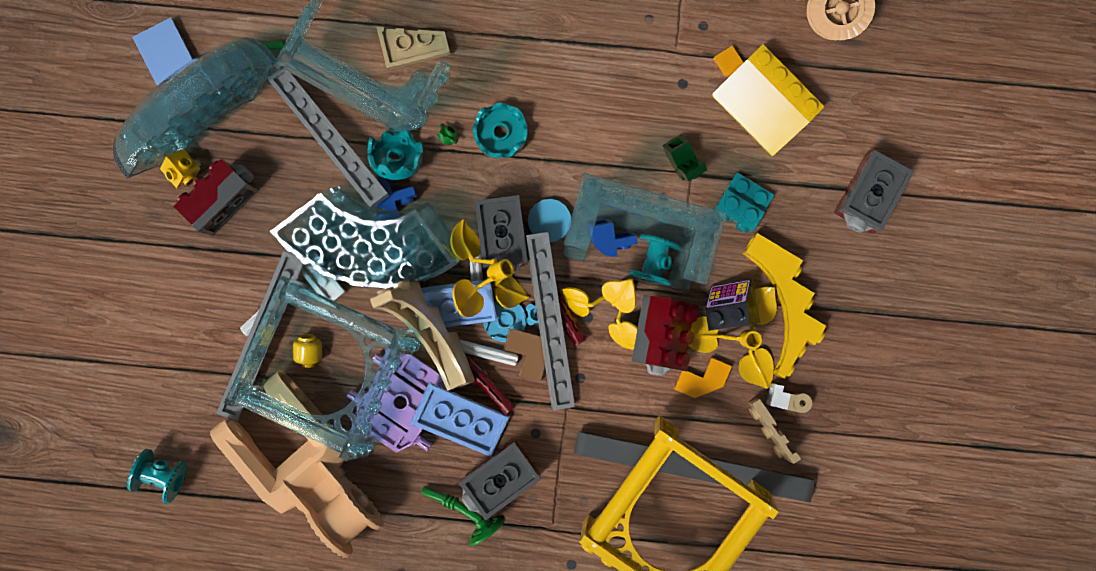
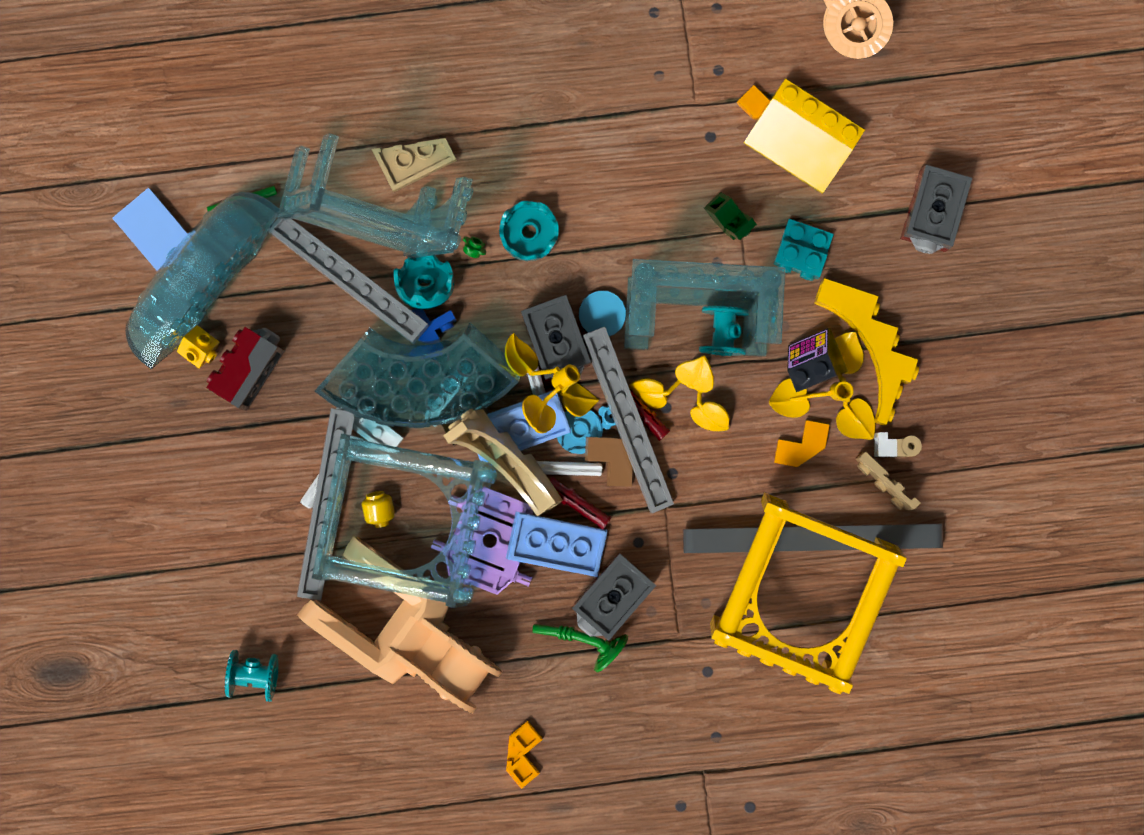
camera: 20 degrees left, 0 degrees up
(607, 241) = (669, 322): blue brick -> none
(664, 334) = (750, 406): dark red piece -> none

